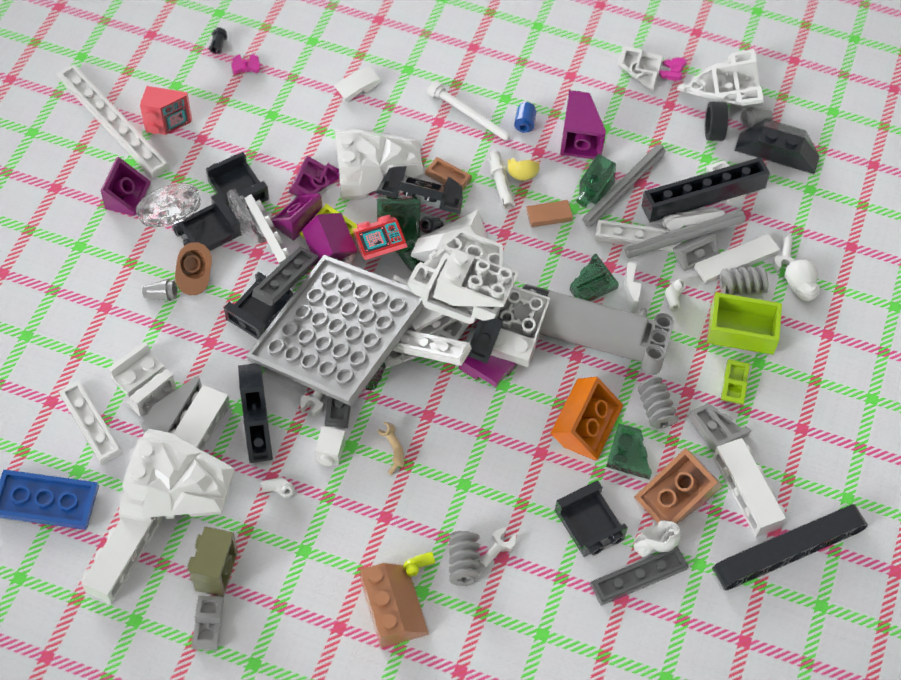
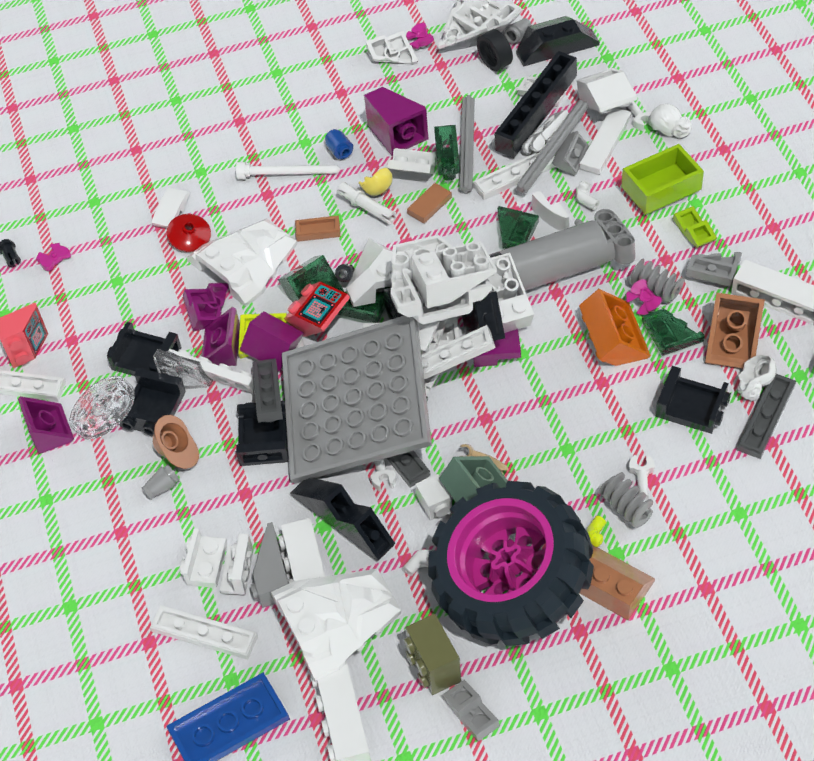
camera: 30 degrees left, 5 degrees down
(289, 514) = (536, 596): none -> wheel
(348, 119) = (185, 239): none -> red dish
(362, 461) = (468, 473): none -> sand green brick
(396, 181) = (335, 239): black piece -> none
(563, 170) = (412, 161): none -> white bracket
(636, 401) = (641, 290): none -> dark pink piece
(743, 278) = (629, 150): light grey piece -> none
(772, 217) = (606, 90): none -> white slope

